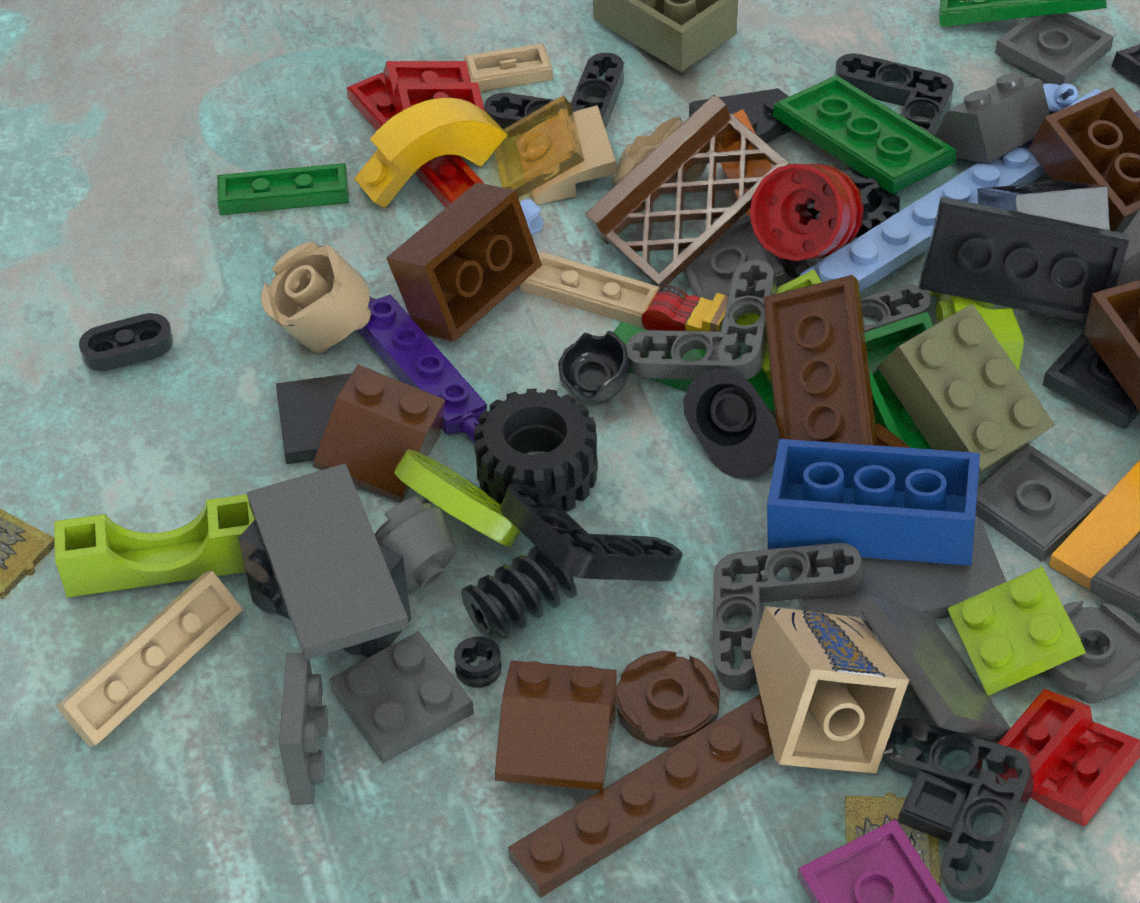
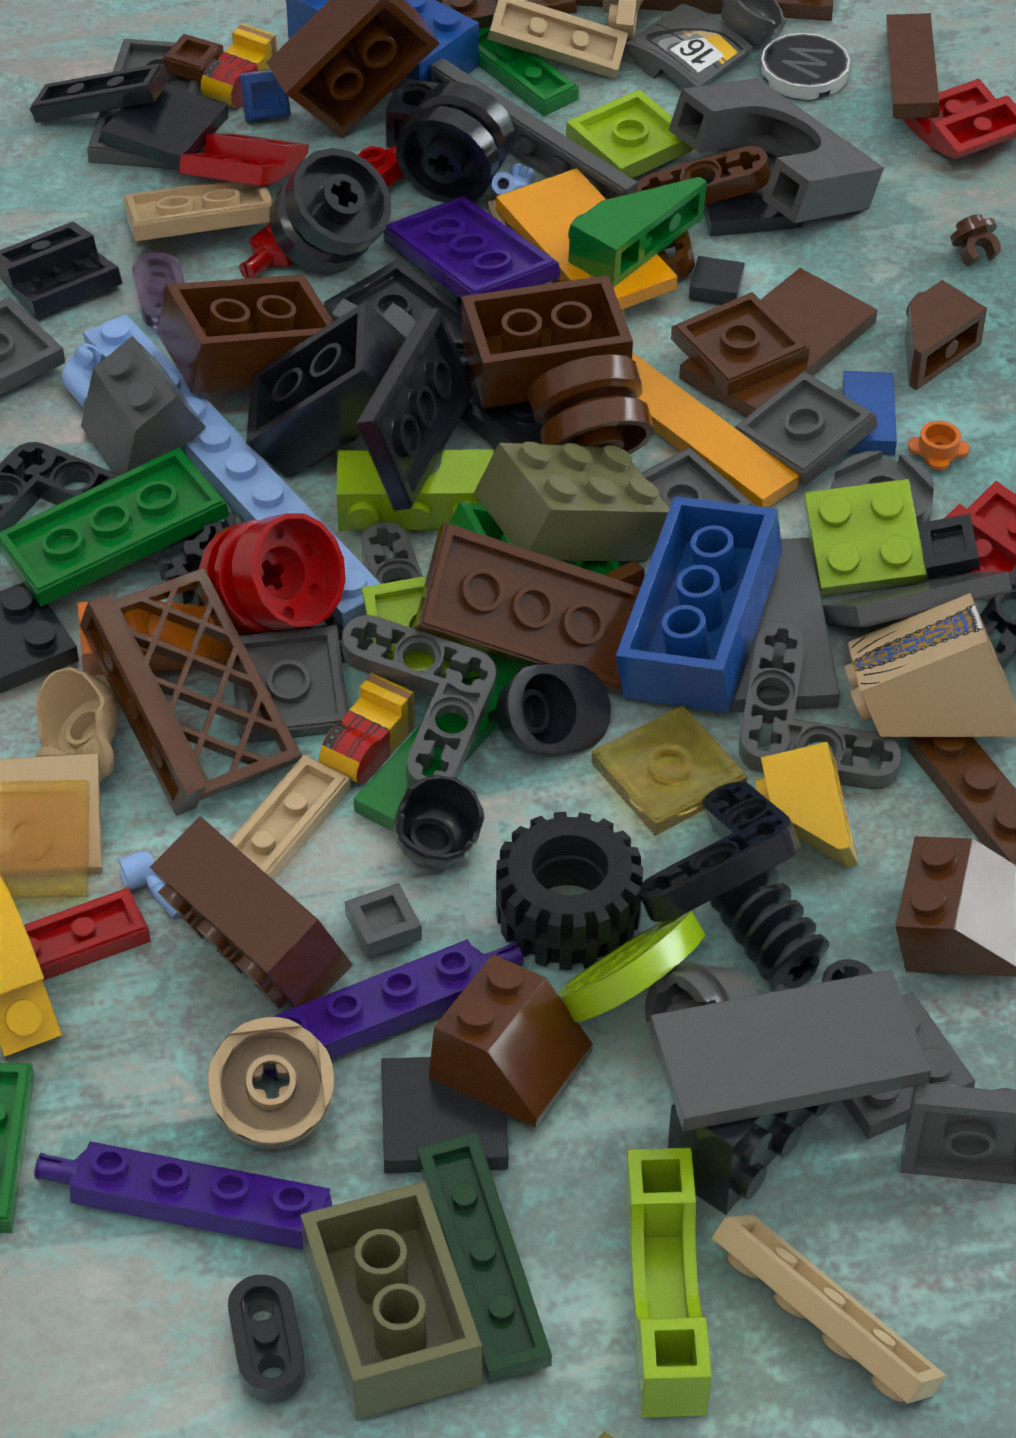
camera: 85 degrees left, 0 degrees up
(144, 391) = (391, 1300): none -> olive brick
(191, 445) = (484, 1257): none -> dark green plate
(239, 305) = (186, 1192): none -> dark purple plate
(499, 354) = (383, 920): none -> dark grey plate
(659, 610) = (809, 791): none -> yellow slope
(666, 698) = (896, 814): reddish brown tile -> none
(702, 519) = (666, 768): none -> clear yellow tile
(1021, 696) = (949, 546): none -> black plate
(1085, 383) = (592, 404): none -> reddish brown wheel

